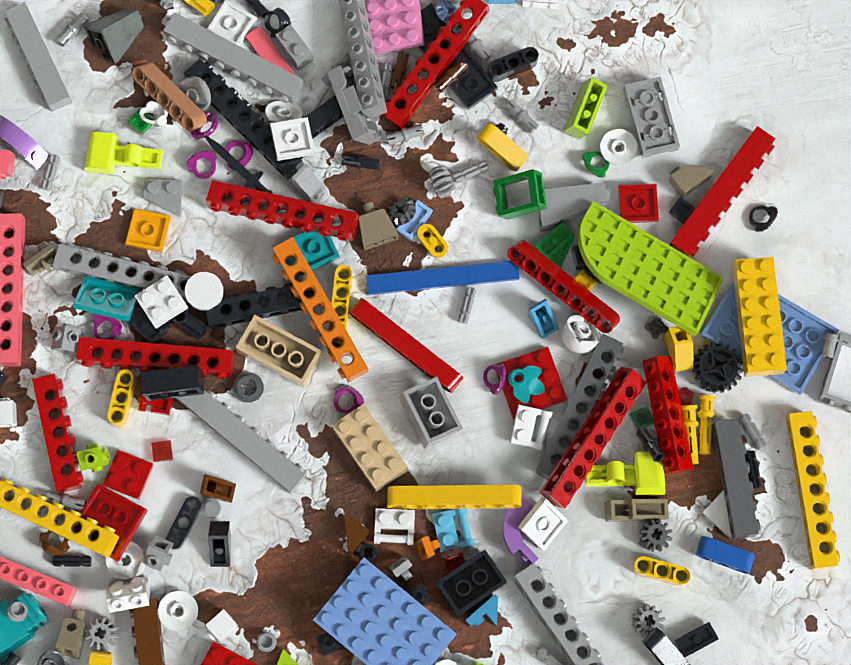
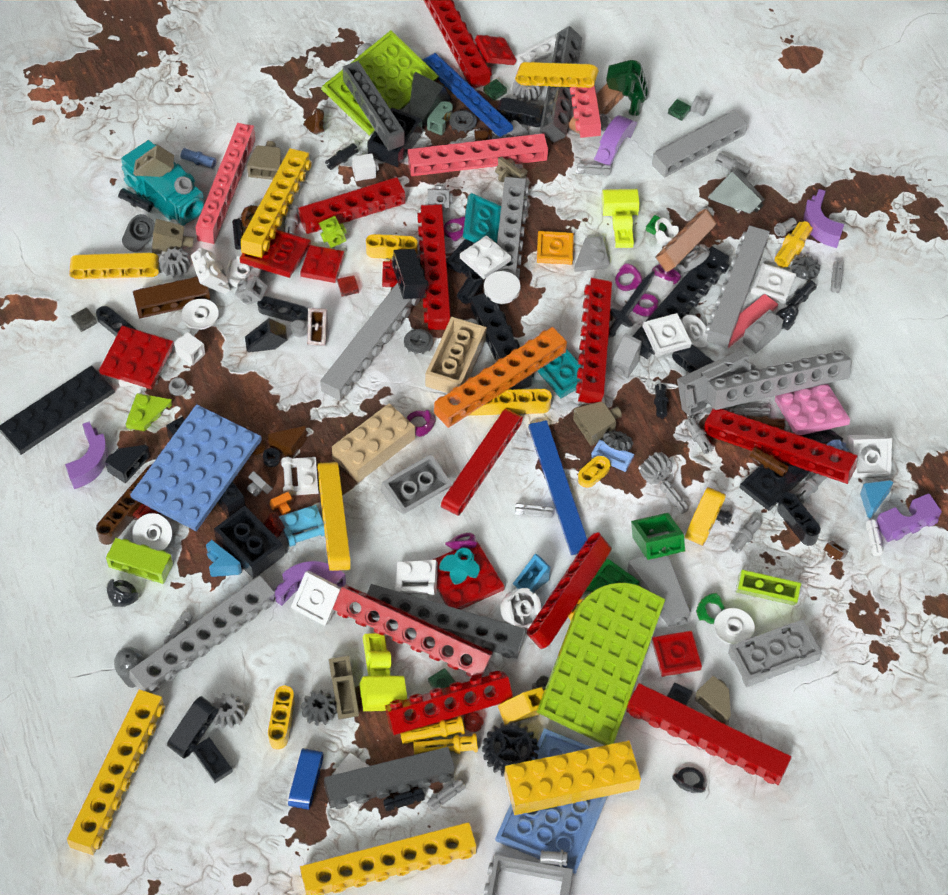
camera: 80 degrees right, 20 degrees down
(551, 39) = (835, 551): none -> reddish brown plate
(654, 451) = (413, 686): black pin -> none

